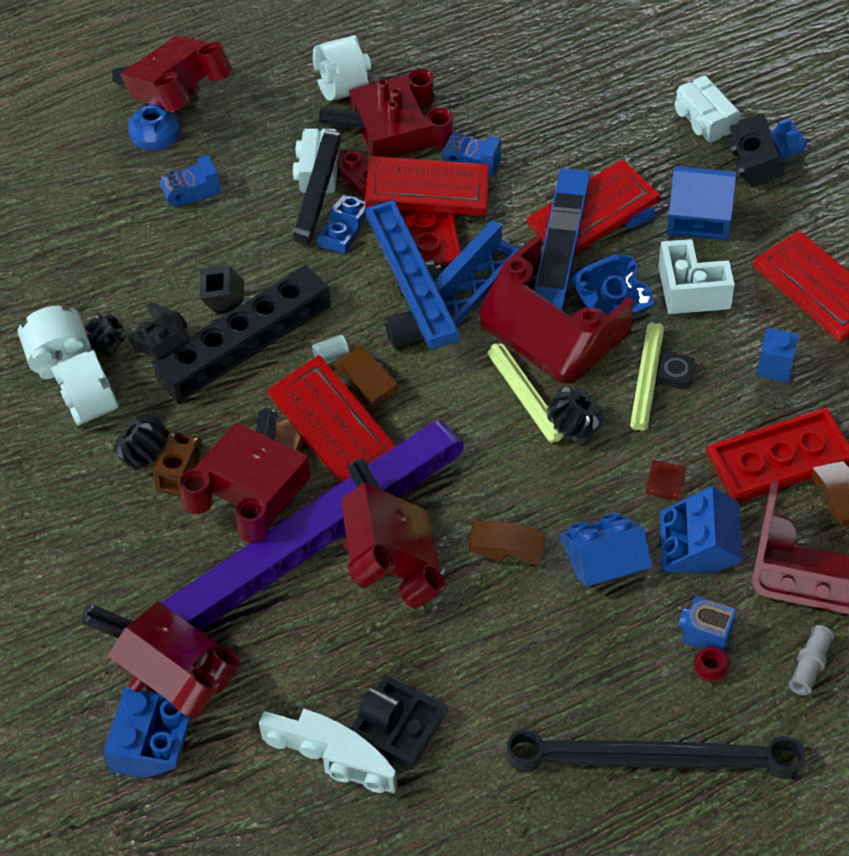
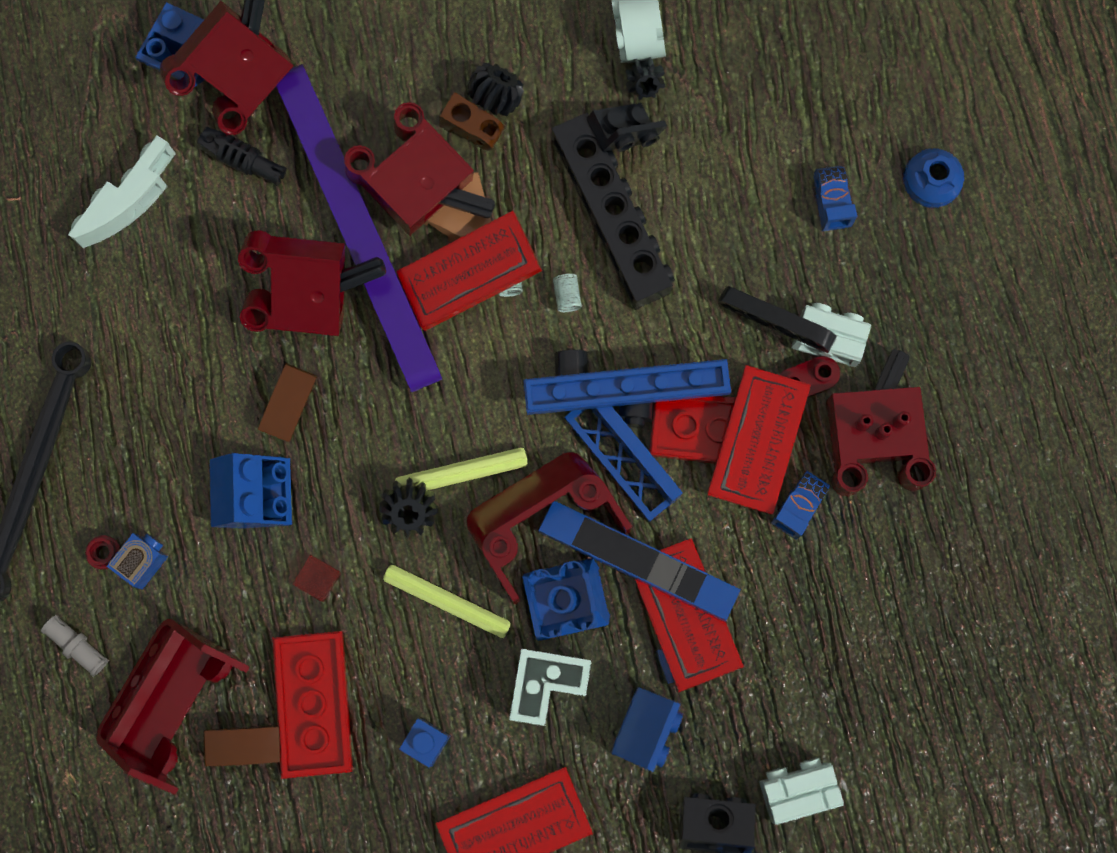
camera: 100 degrees right, 25 degrees up
(85, 387) = (574, 47): light aqua brick -> none
(172, 72) = (991, 196): dark red piece -> none
(221, 288) = (665, 197): black brick -> none
(259, 654) = (239, 155): none -> black hinge
(340, 67) = (959, 385): light aqua brick -> none
(344, 224) = (736, 344): blue slope -> none
(366, 375) = (522, 317): reddish brown slope -> none
(398, 720) = (134, 259): black plate -> none
(675, 370) = (446, 633): black tile -> none
(701, 533) = (236, 588): blue slope -> none

